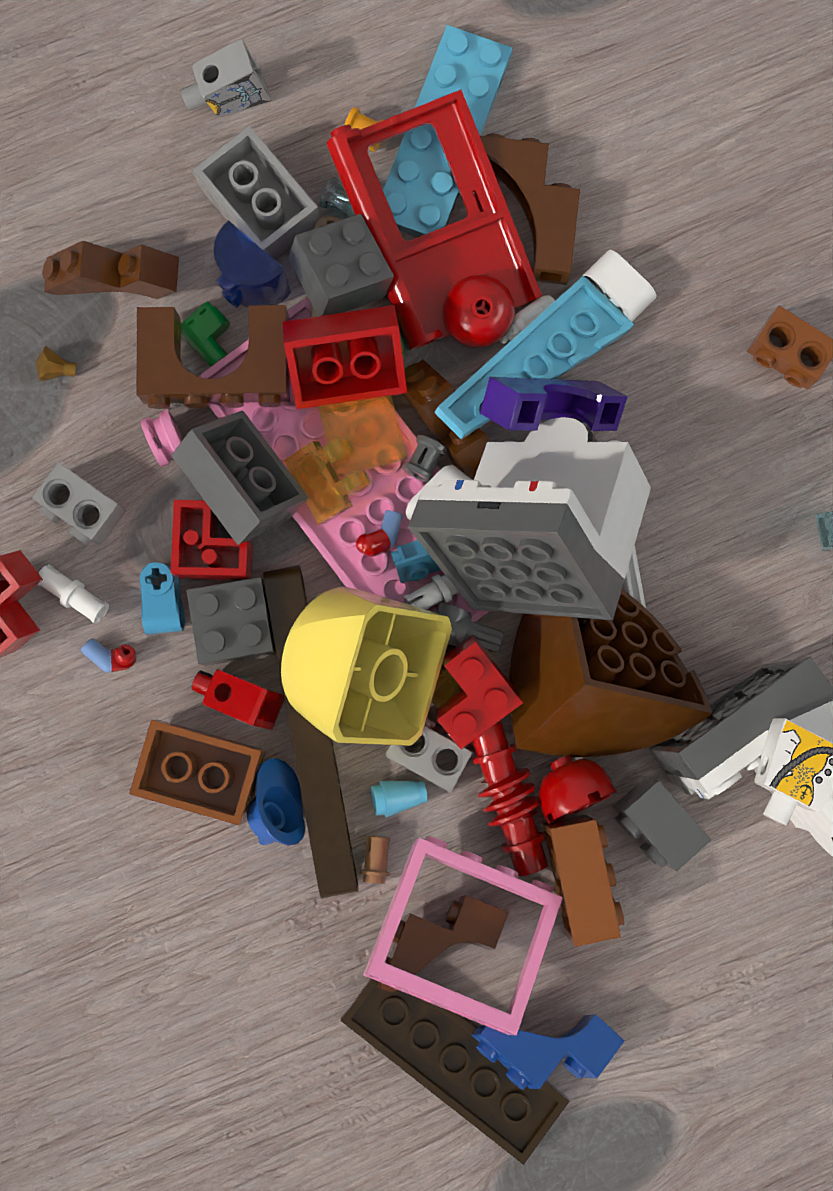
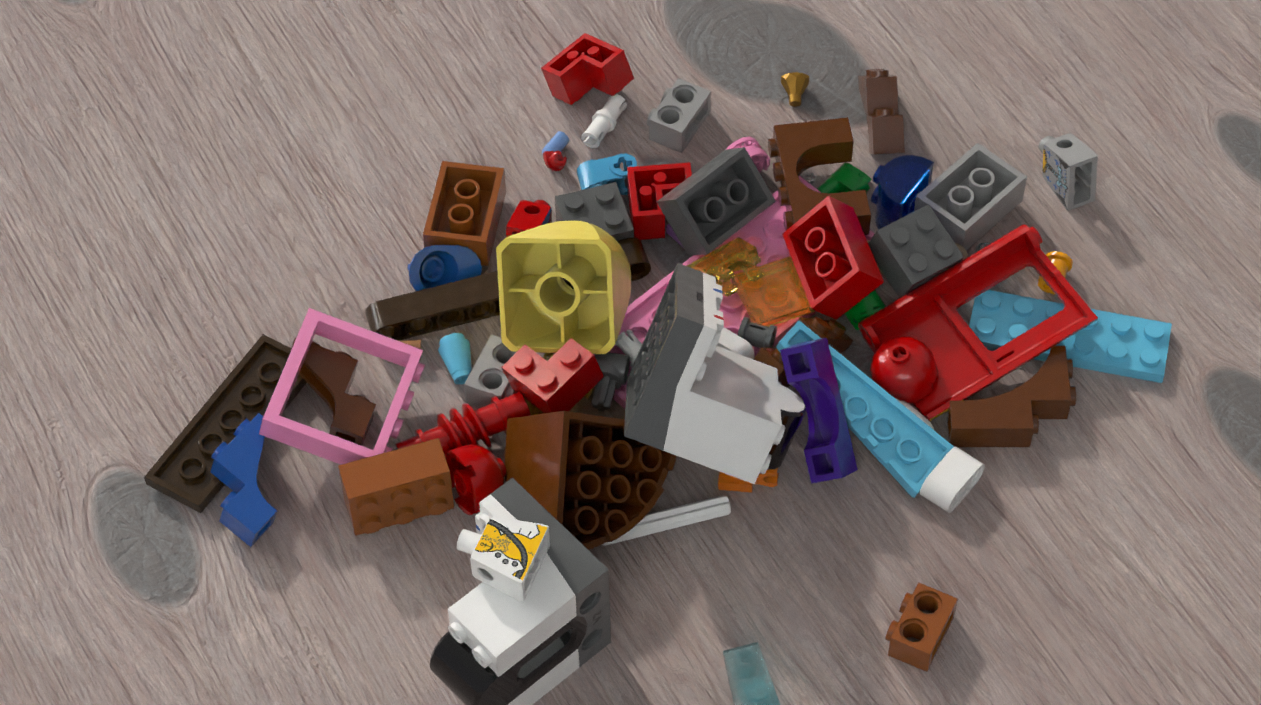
camera: 85 degrees right, 30 degrees down
(661, 823) = (436, 540): dark grey brick -> none

